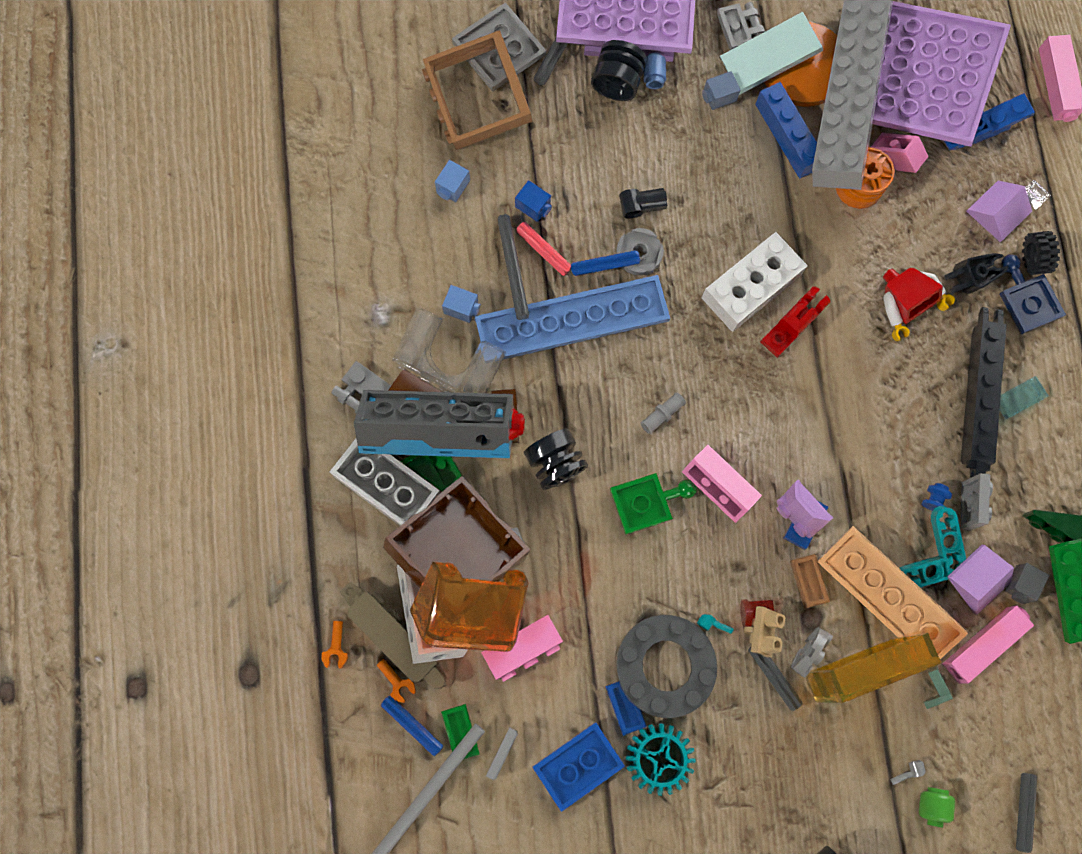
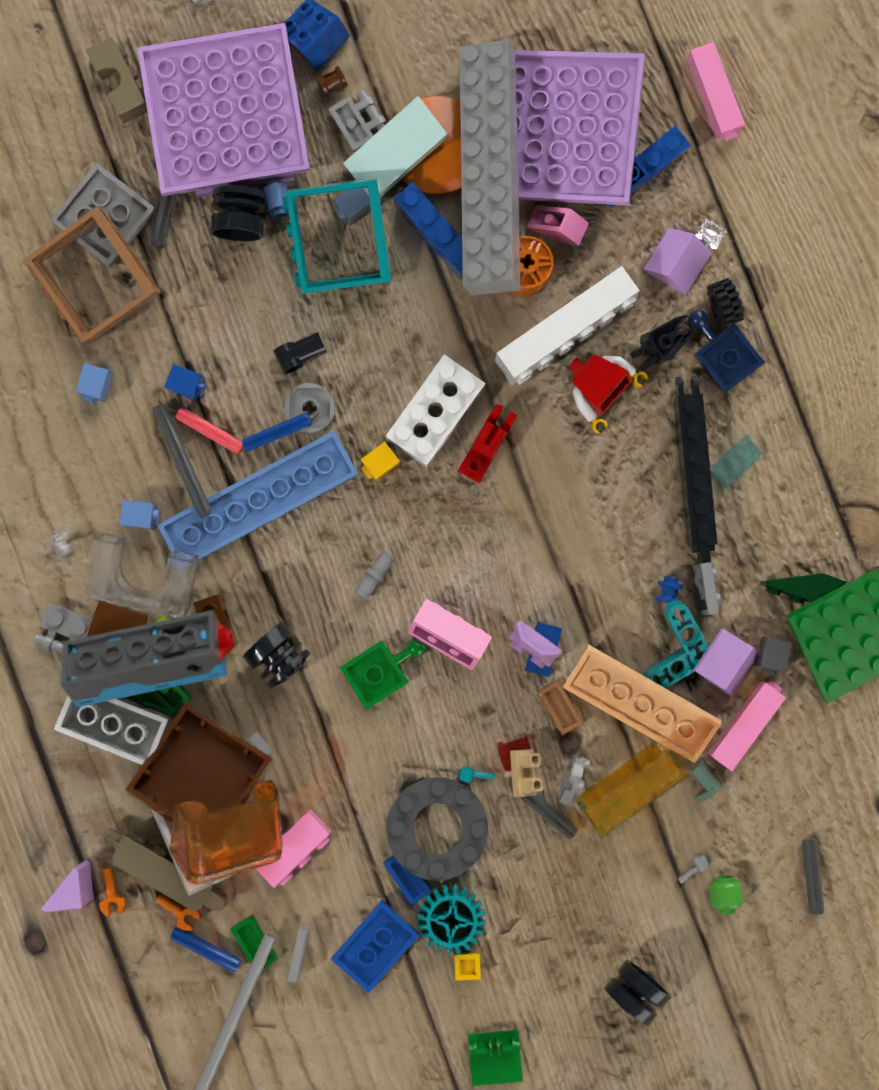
camera: 10 degrees left, 10 degrees up
(302, 629) = (73, 891): none -> lavender slope
(664, 811) = (467, 966): none -> yellow plate
(692, 313) = (379, 462): none -> yellow brick
(745, 72) = (297, 251): none -> teal window
(891, 237) = (566, 326): none -> white brick

